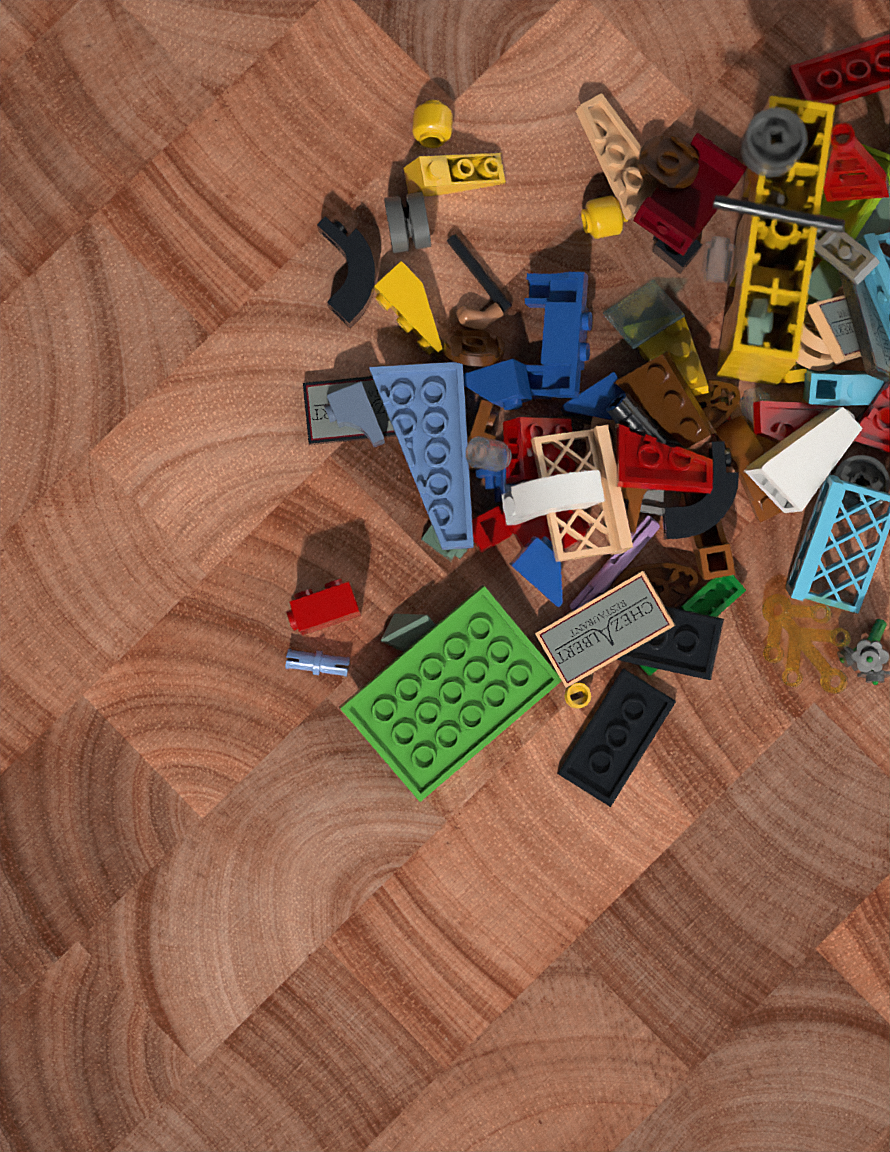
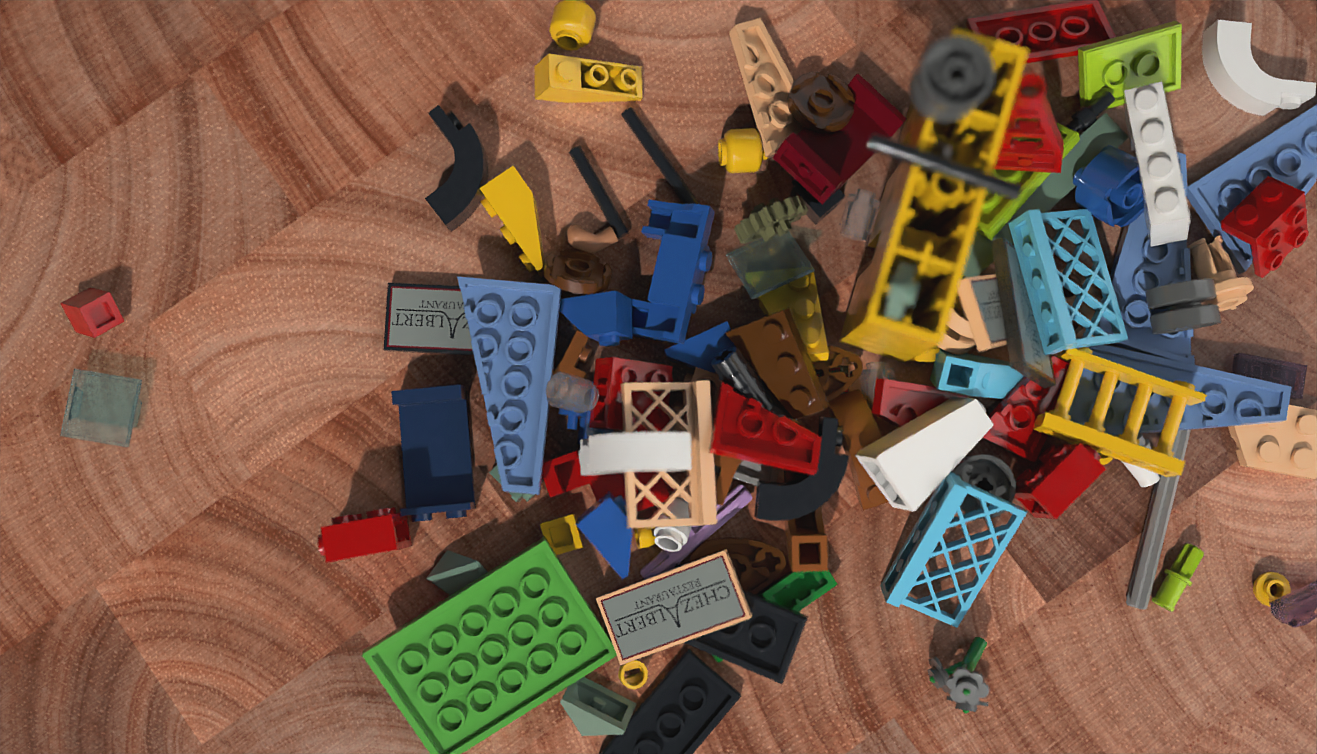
camera: 10 degrees right, 0 degrees up
(40, 448) = (92, 312): none -> red panel
(64, 532) = (102, 408): none -> clear light blue piece
(317, 662) = (353, 592): medium blue pin -> none
(352, 409) = (436, 318): sand blue arch -> none
(369, 527) = (436, 451): none -> dark blue panel
(407, 222) = (526, 124): dark grey wheel -> none
(497, 582) = (562, 534): none -> yellow plate
(529, 233) = (658, 157): none -> black bar
(549, 733) = (596, 708): none -> sand green slope
(569, 573) = (644, 537): none -> yellow hinge
(596, 567) = (673, 537): none -> white brick
(639, 275) = (771, 219): none -> olive gear
(801, 639) = (891, 650): clear yellow plant -> none
(845, 254) = (1007, 229): light grey plate -> none

